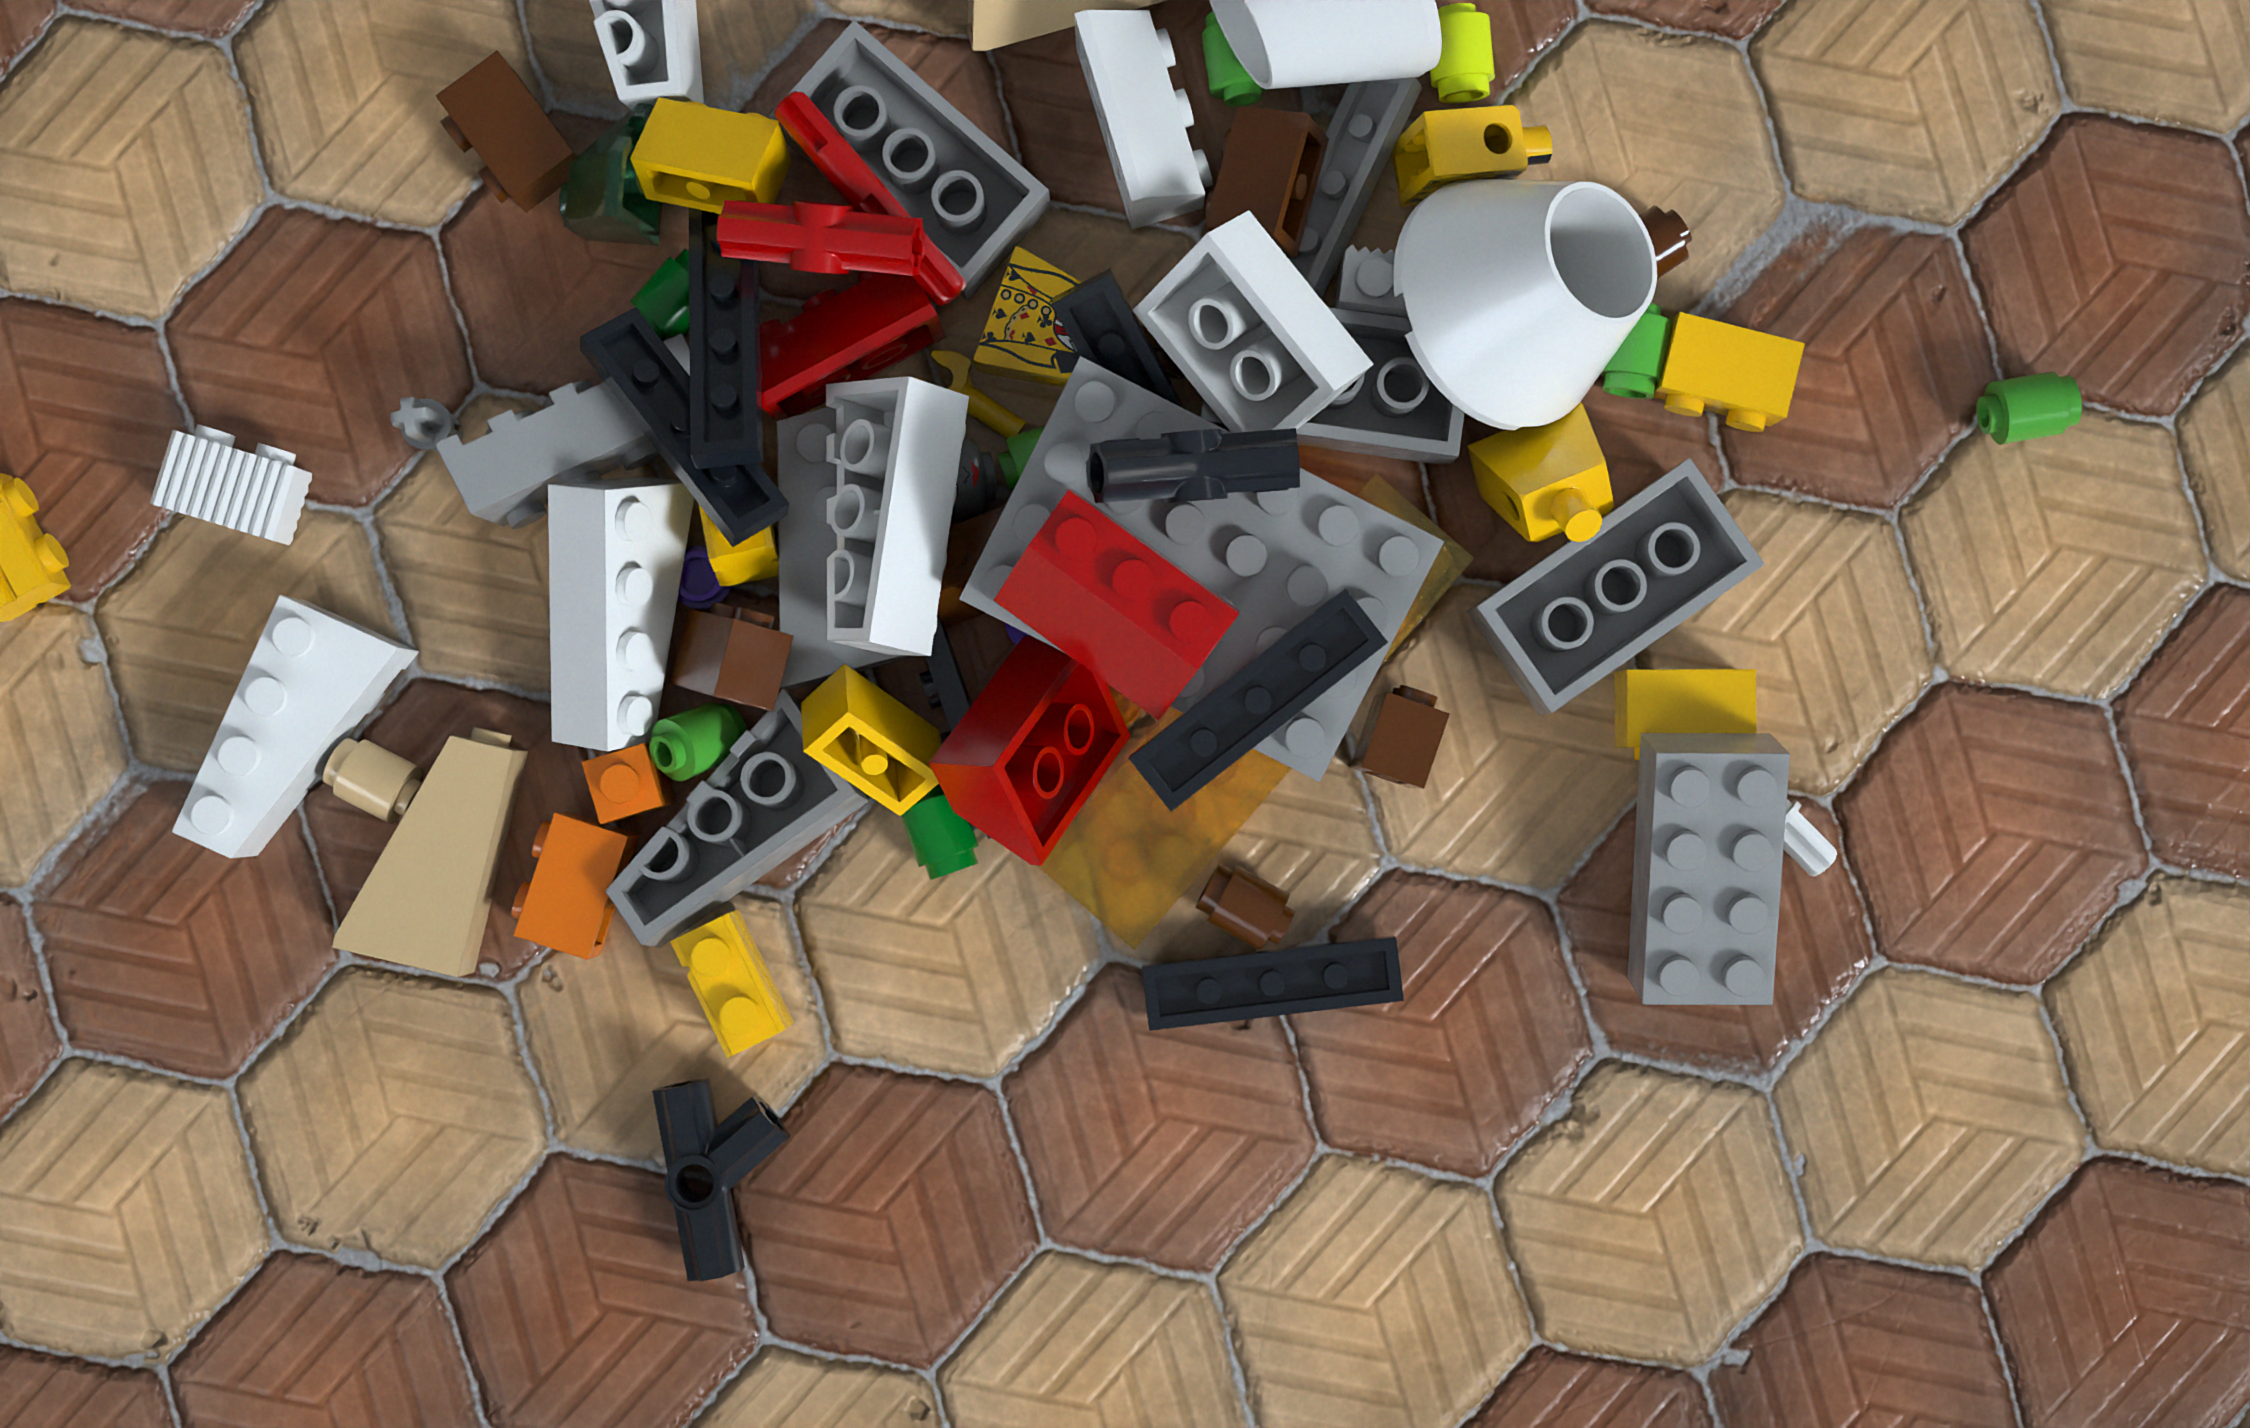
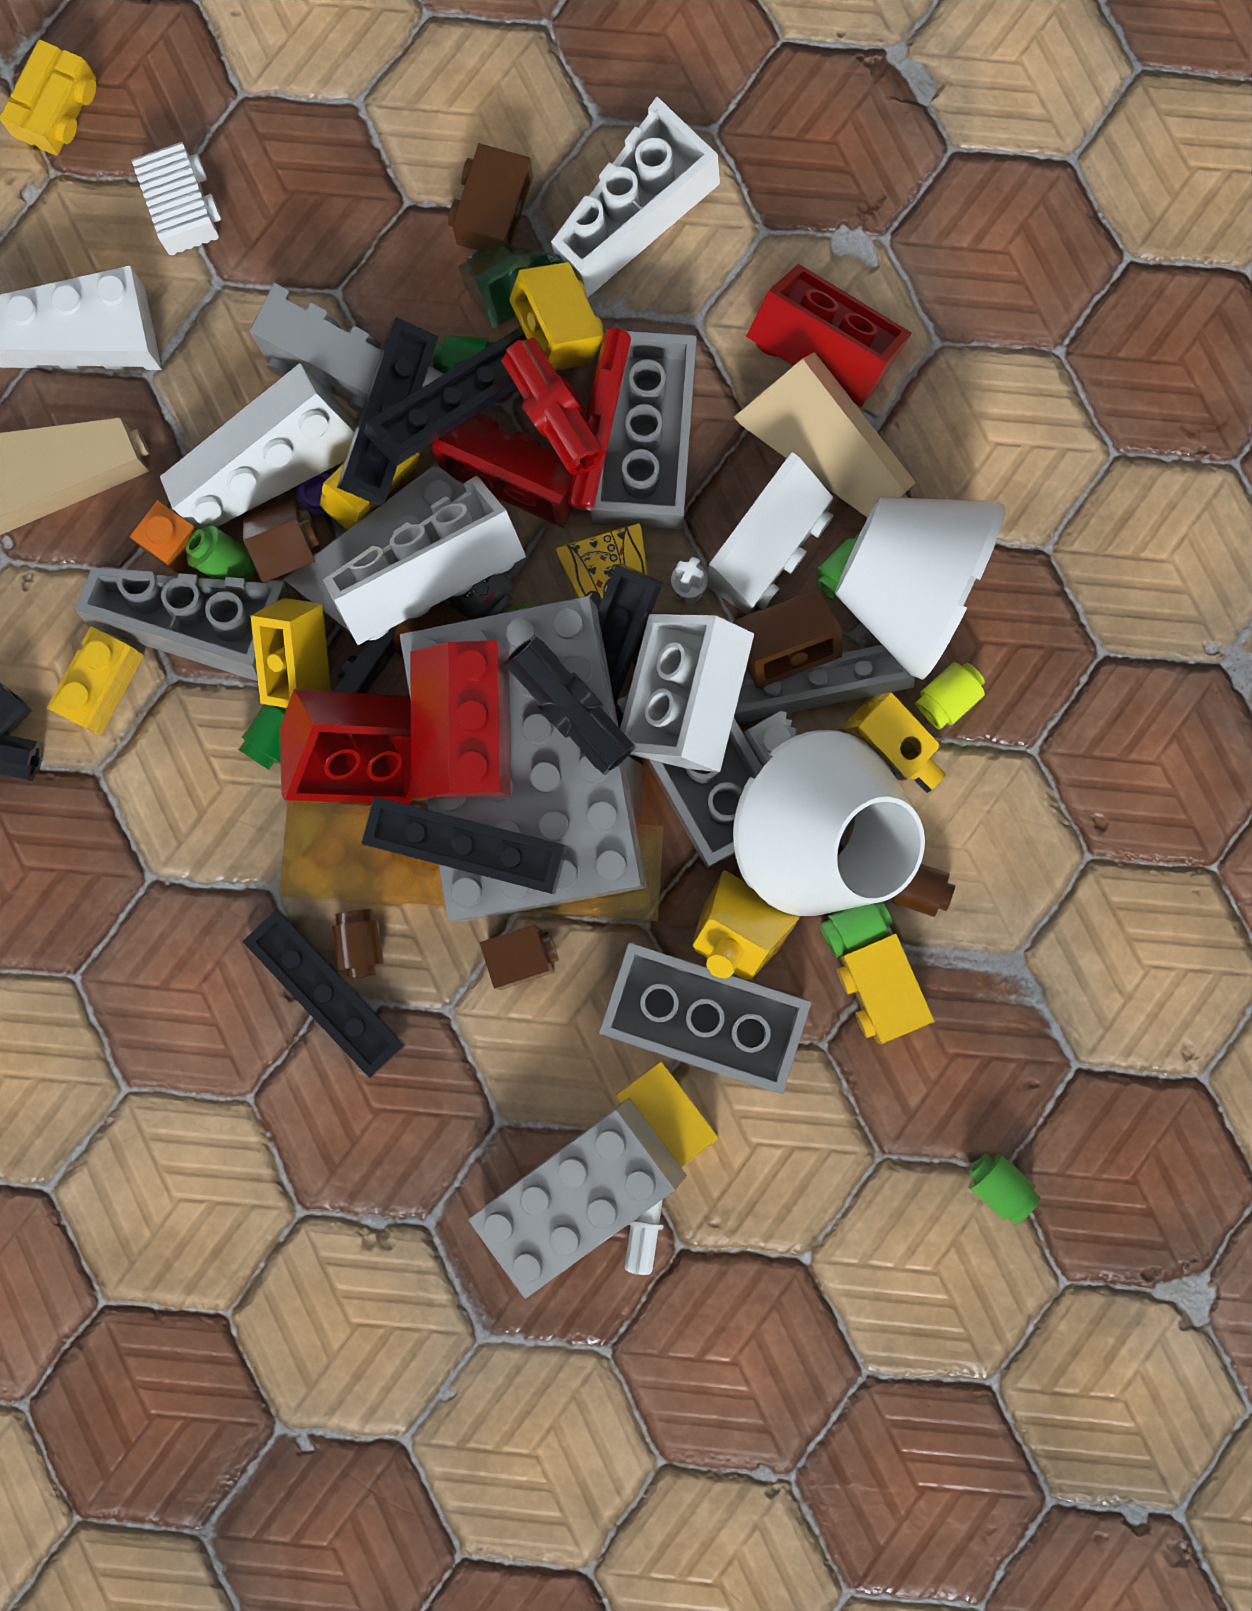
camera: 60 degrees right, 5 degrees down
(372, 778) = (66, 394): tan brick -> none
(424, 422) = (289, 273): light grey axle -> none
(567, 895) = (71, 549): orange brick -> none
(979, 404) = (537, 562): yellow bar -> none
(1121, 240) = (689, 580): none -> white axle

